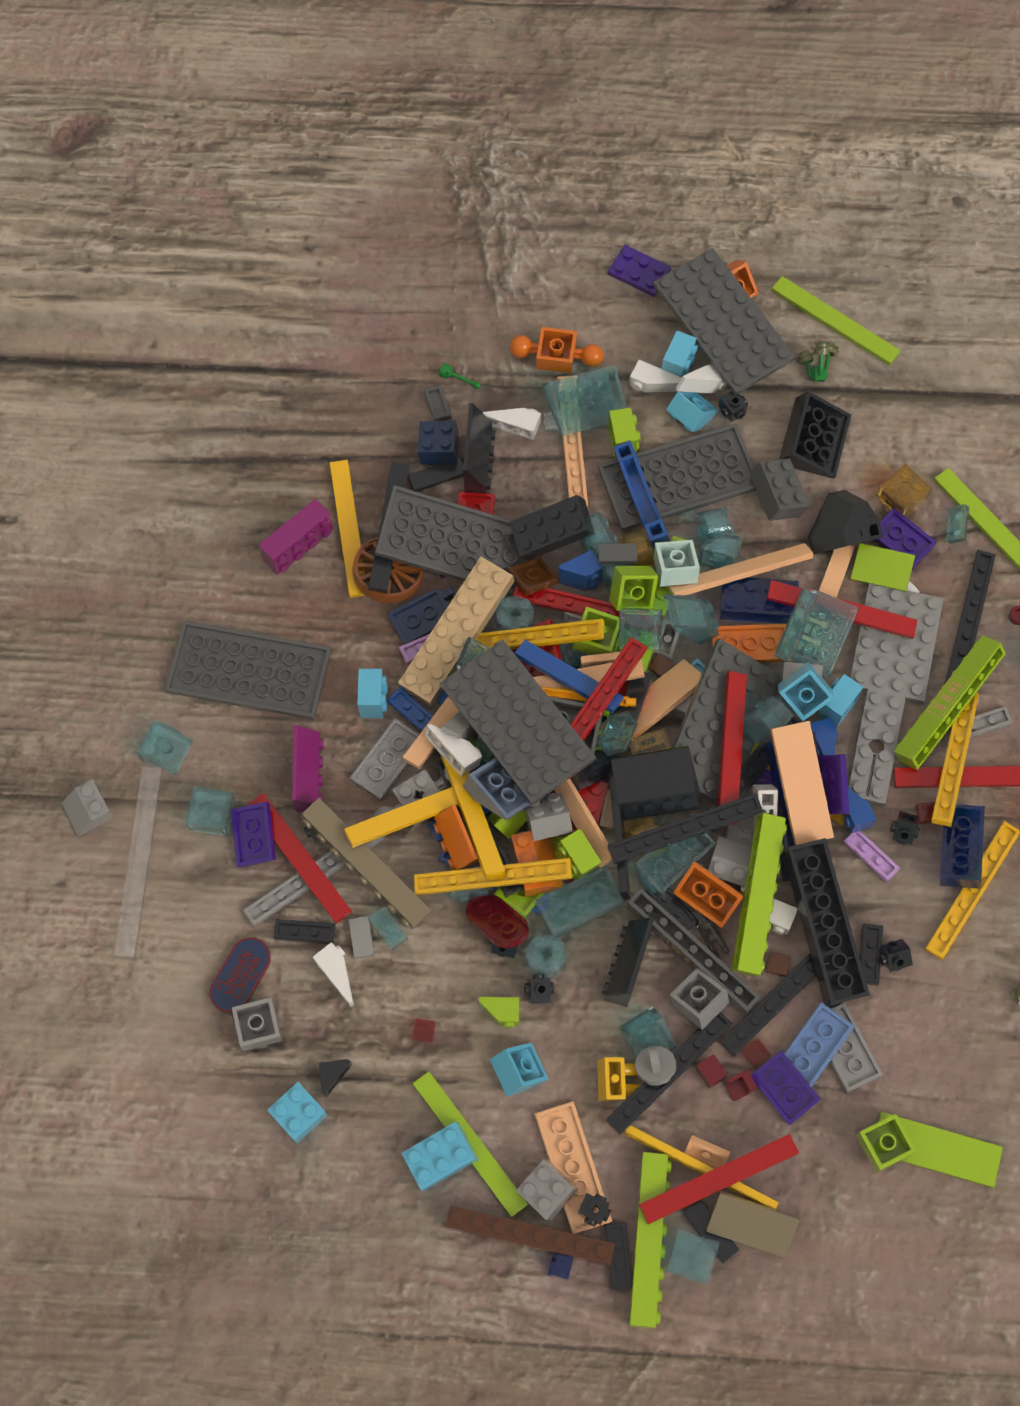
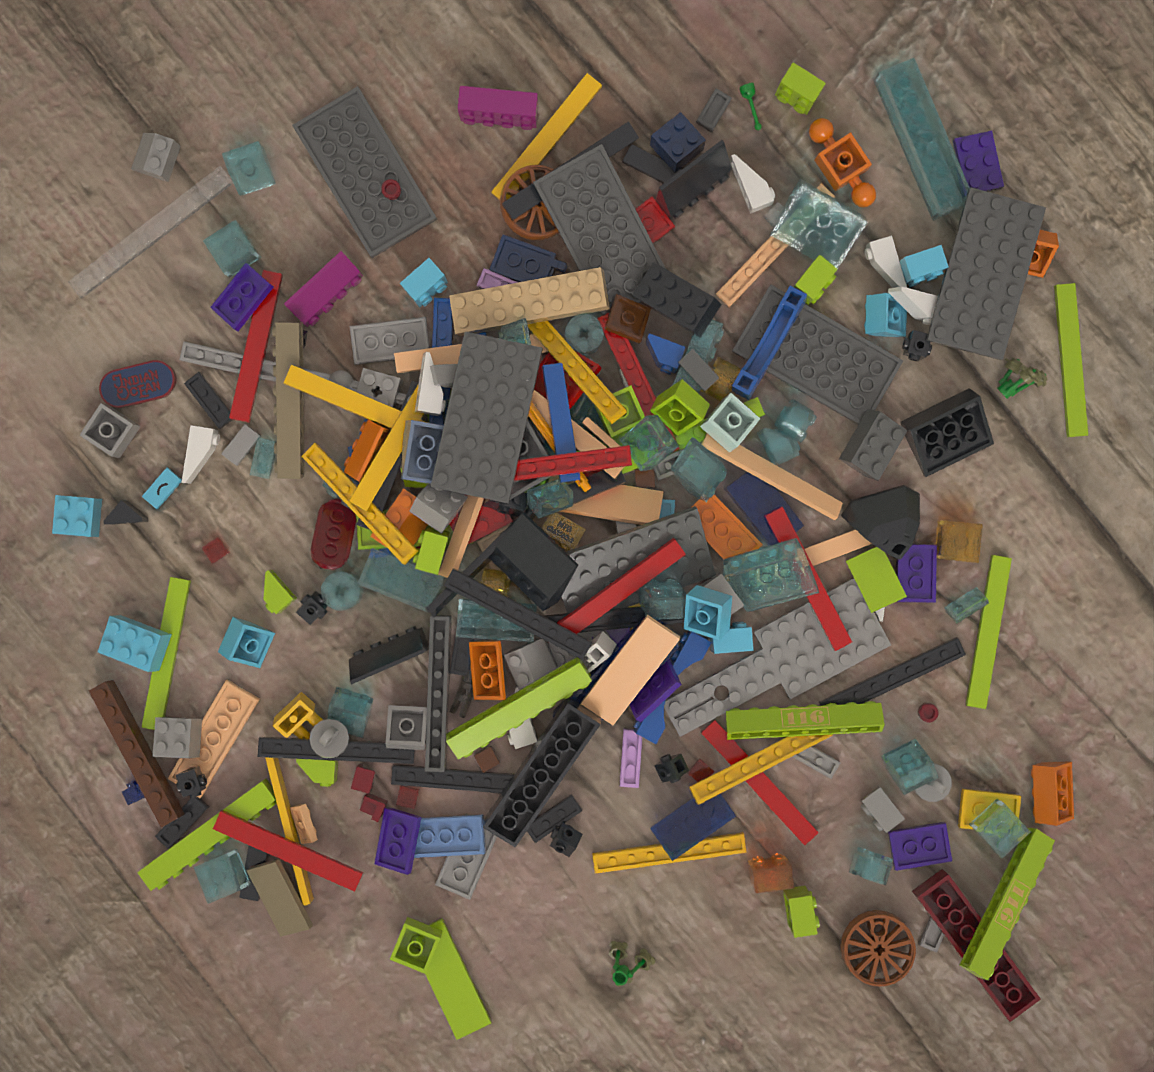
camera: 50 degrees right, 20 degrees up
(280, 659) = (391, 189): none -> dark red tile
(337, 1028) = (162, 488): none -> medium azure tile
(479, 335) = (799, 89): none -> lime brick
(589, 288) = (922, 138): none -> clear light blue brick
(673, 1100) = (320, 771): none -> lime slope

